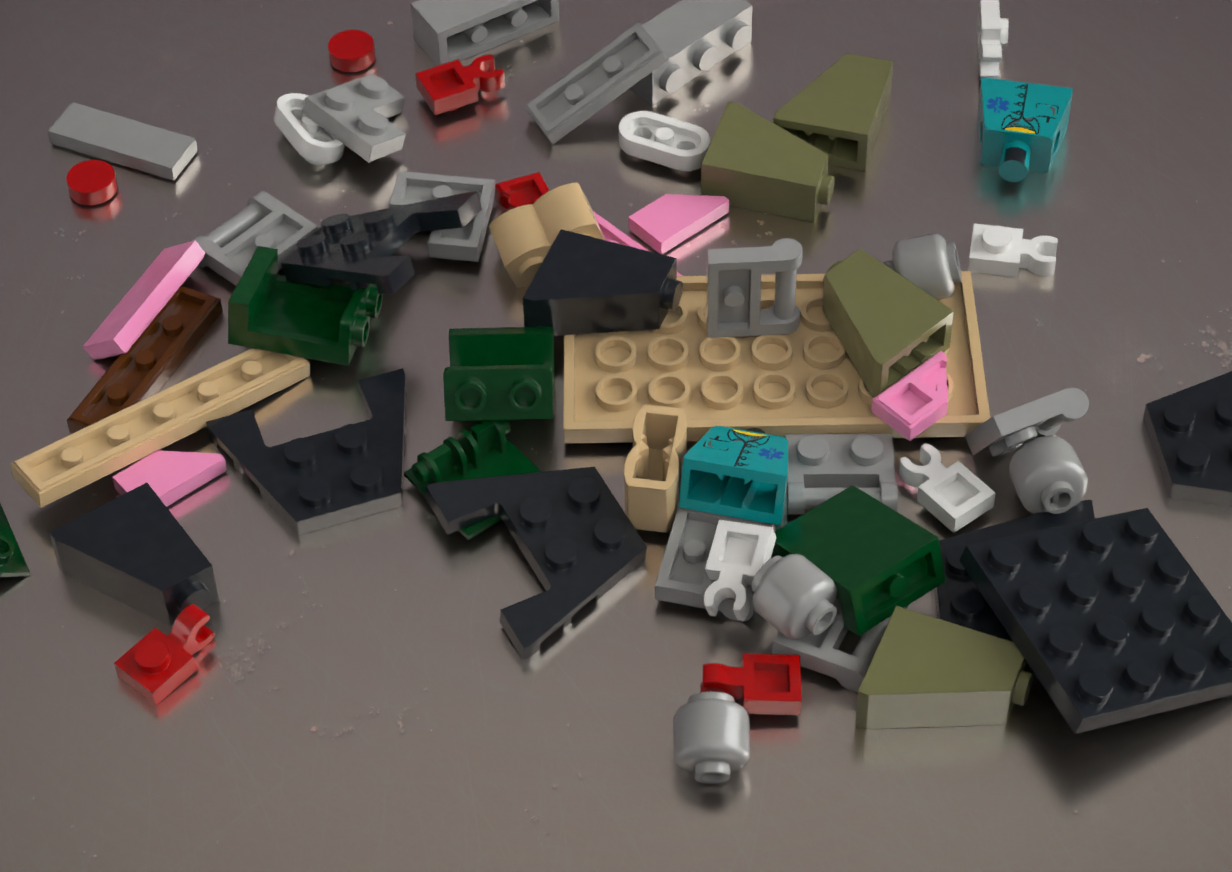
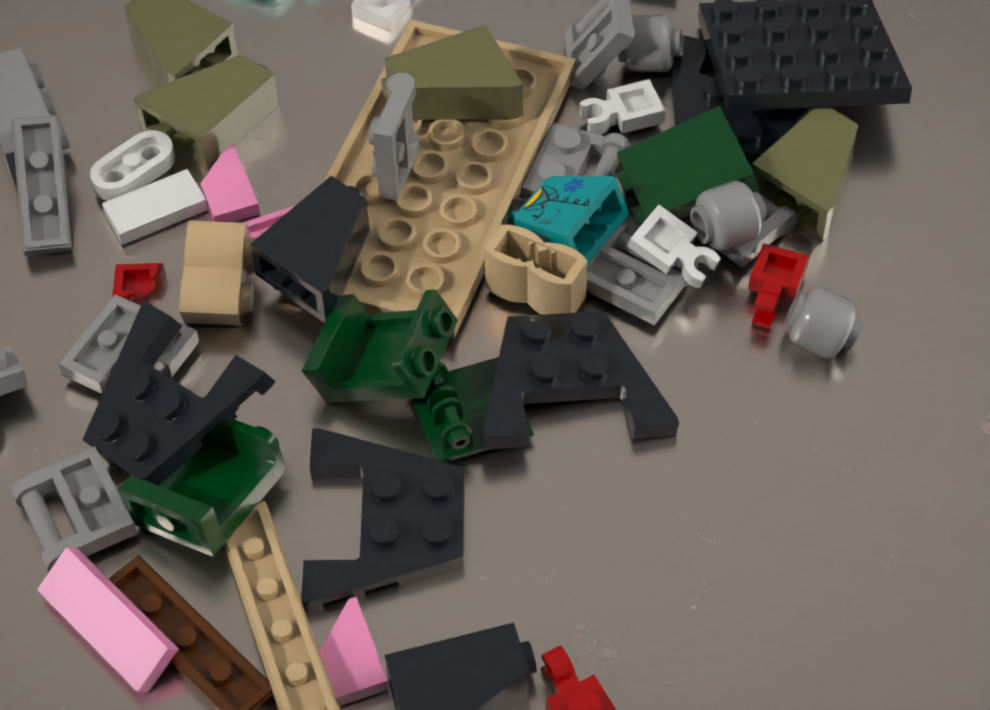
camera: 70 degrees left, 5 degrees up
(625, 174) = (154, 206): none -> white tile
(915, 399) = (543, 92): bright pink tile -> none
(928, 264) = (411, 27): light grey head -> none

